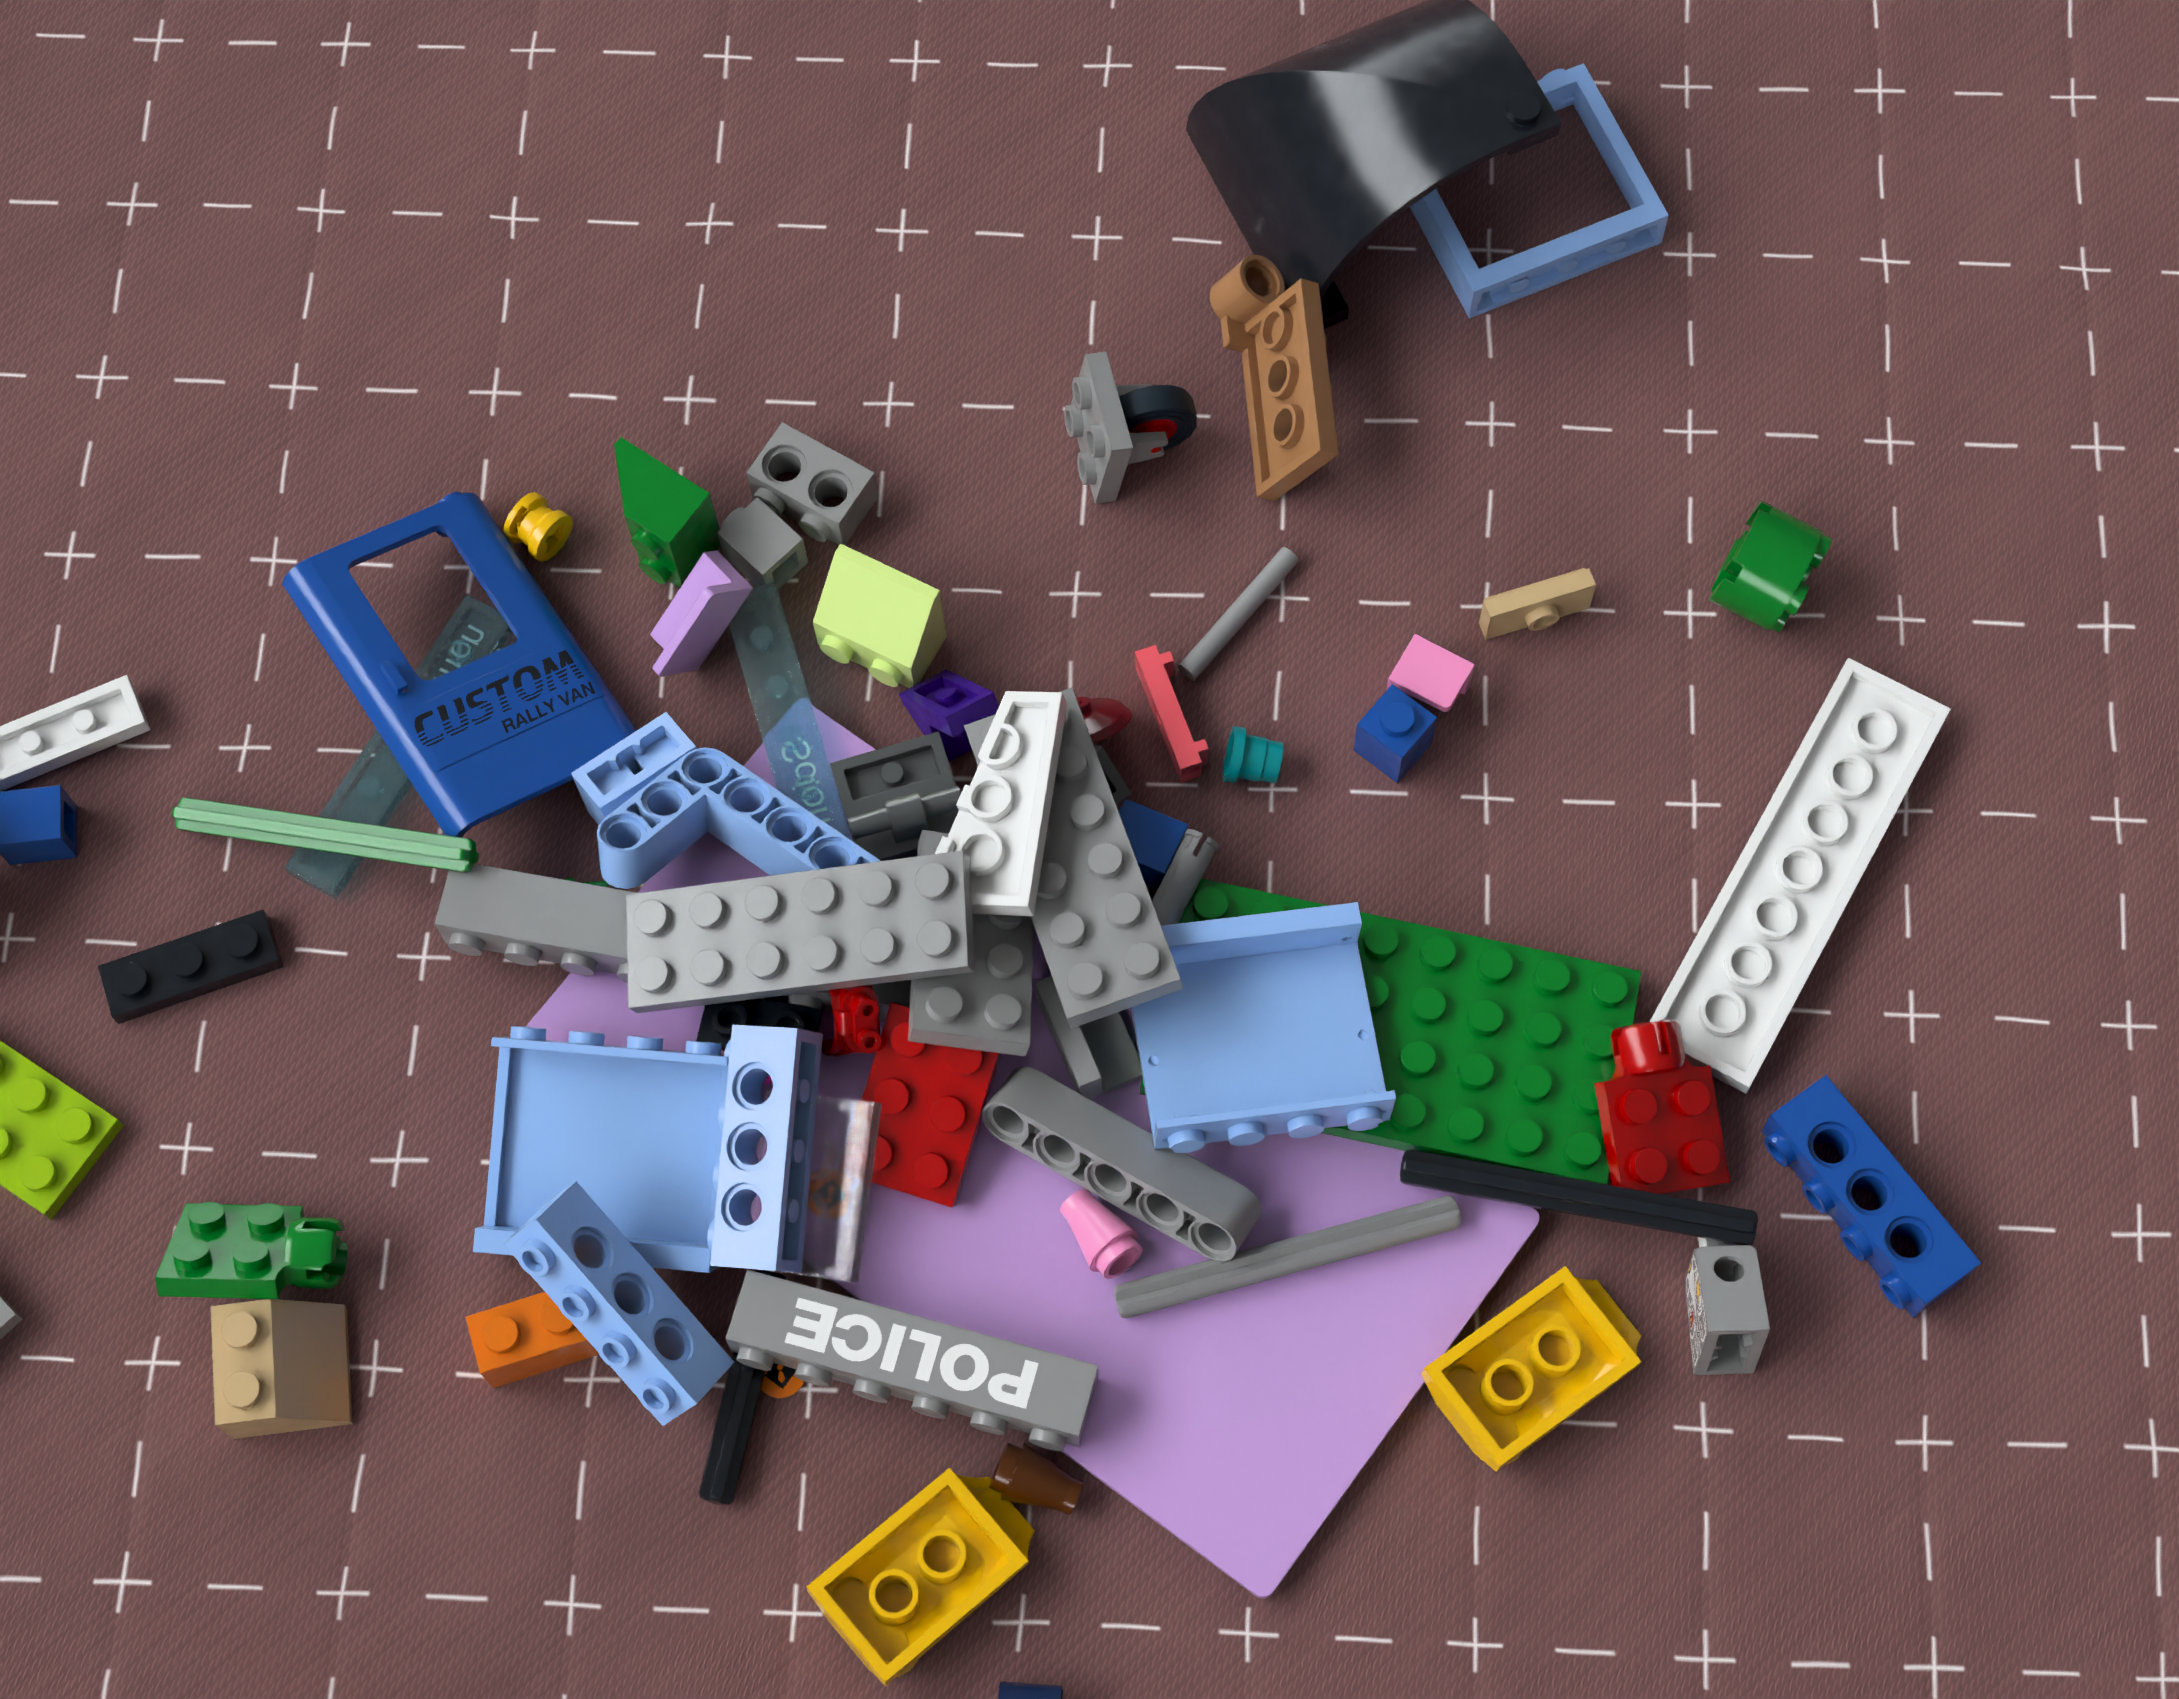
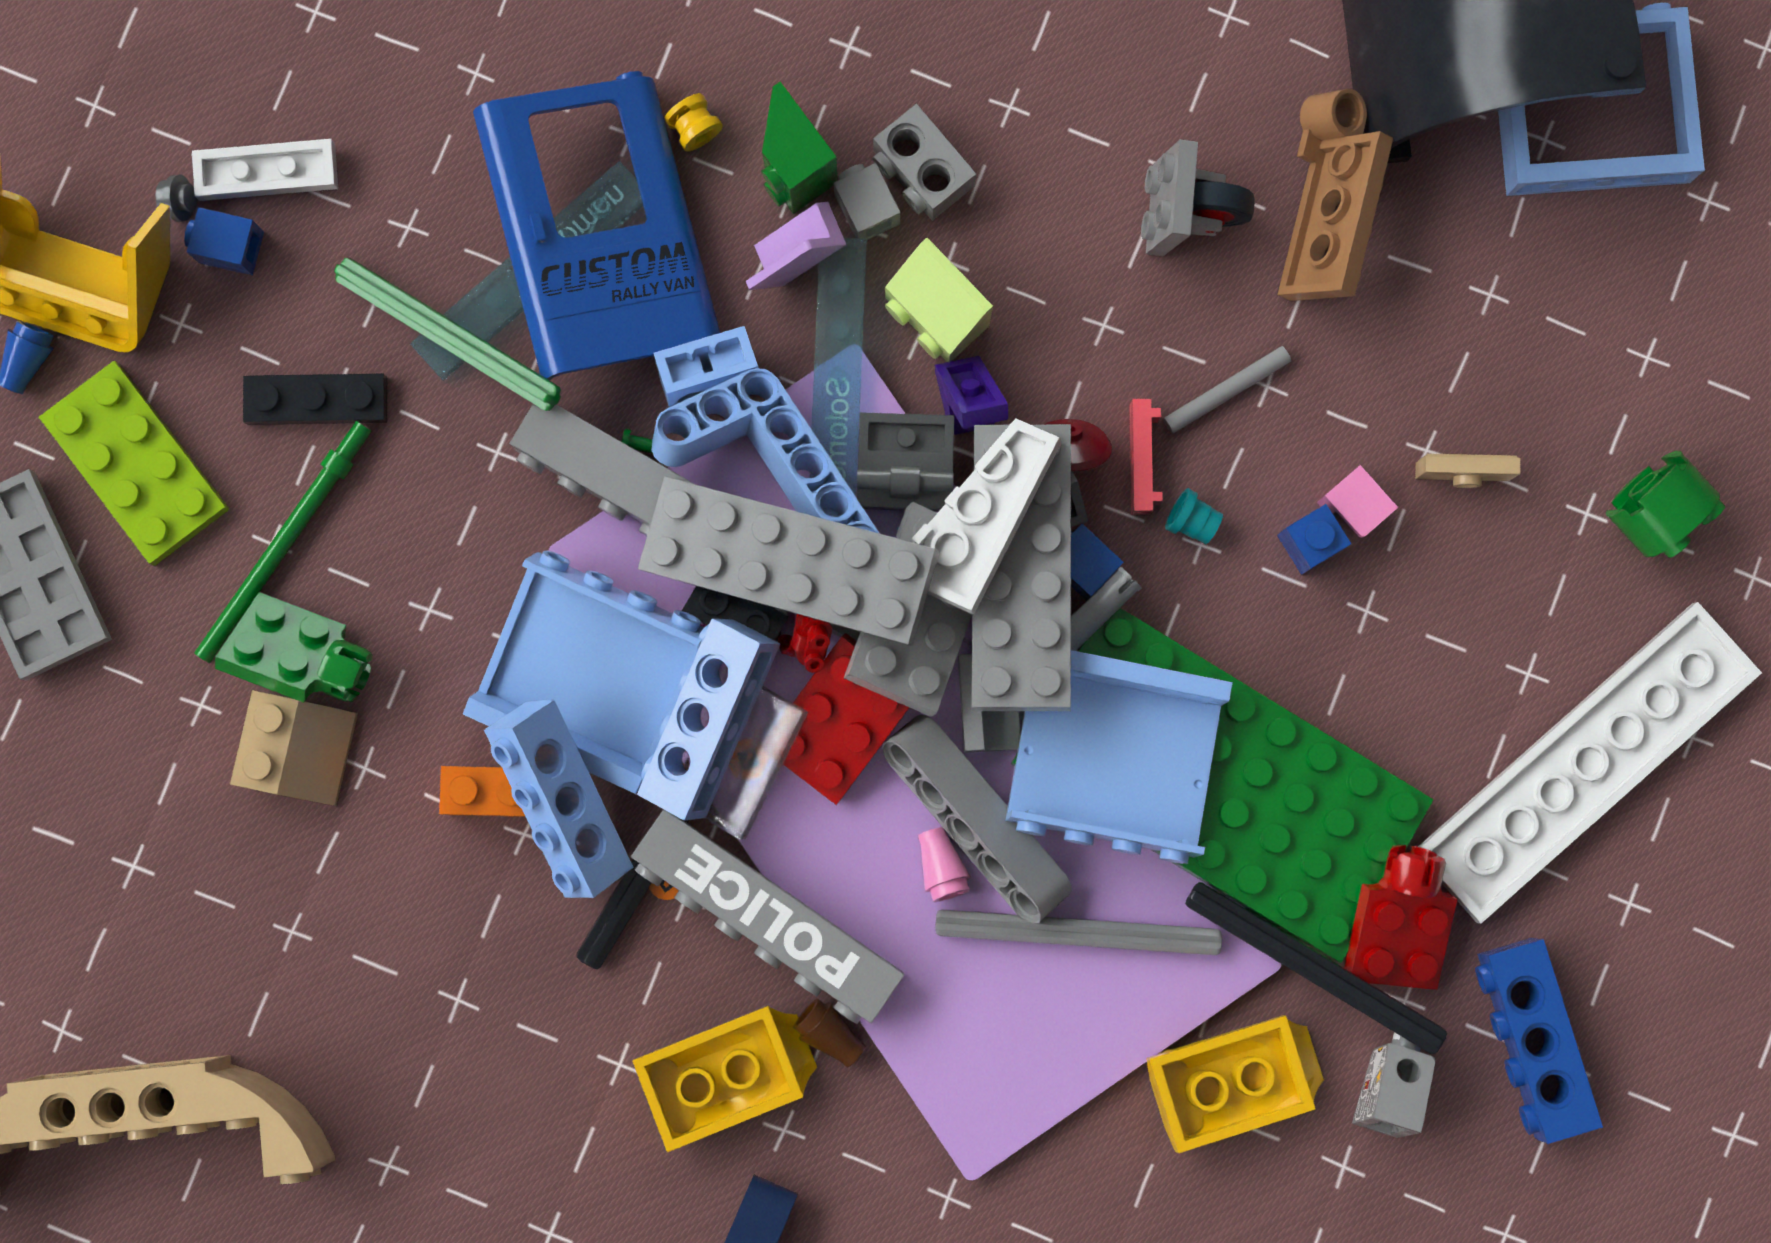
camera: 15 degrees right, 15 degrees up
(236, 1032) = (335, 466): none -> green bar

